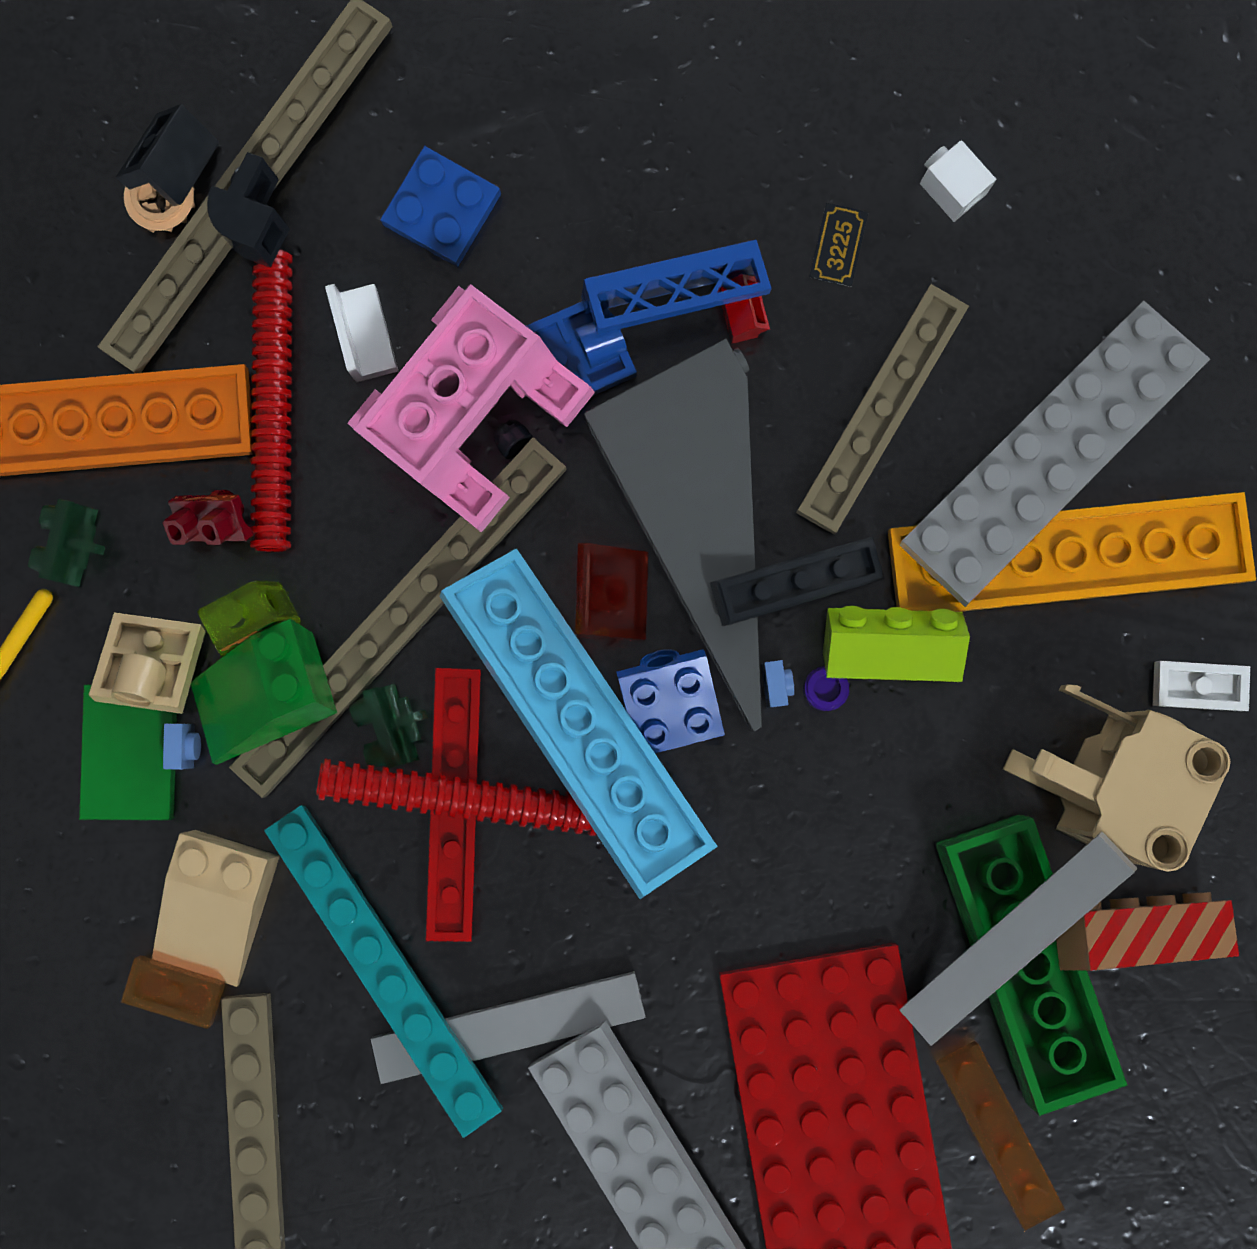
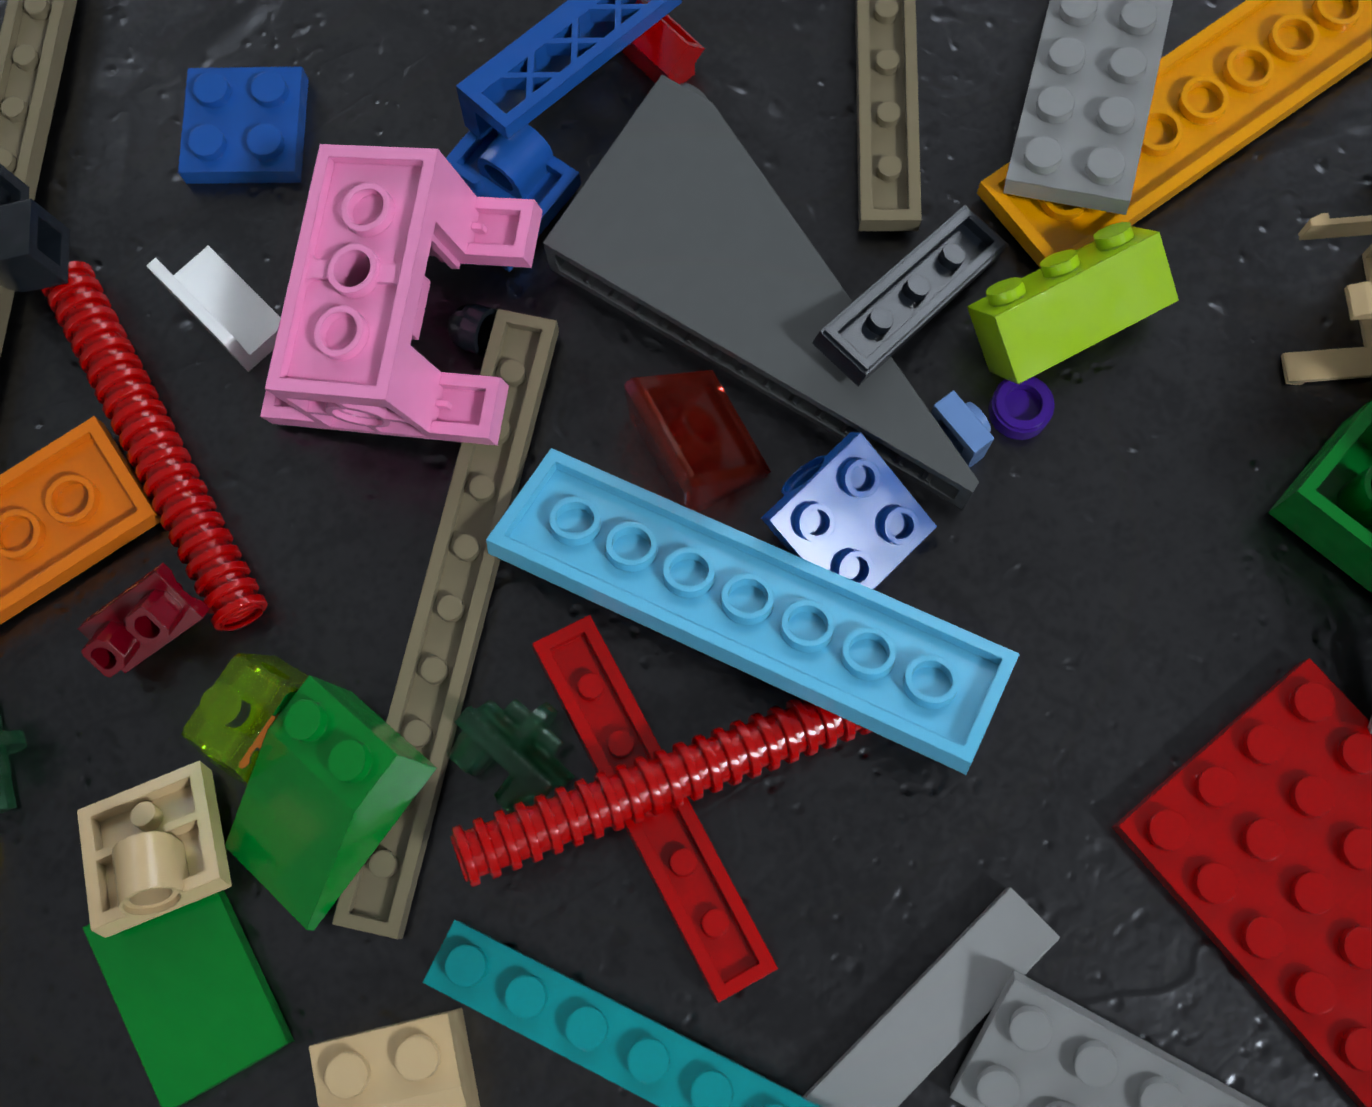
camera: 25 degrees left, 10 degrees down
(180, 746) = (252, 933): medium blue plate -> none

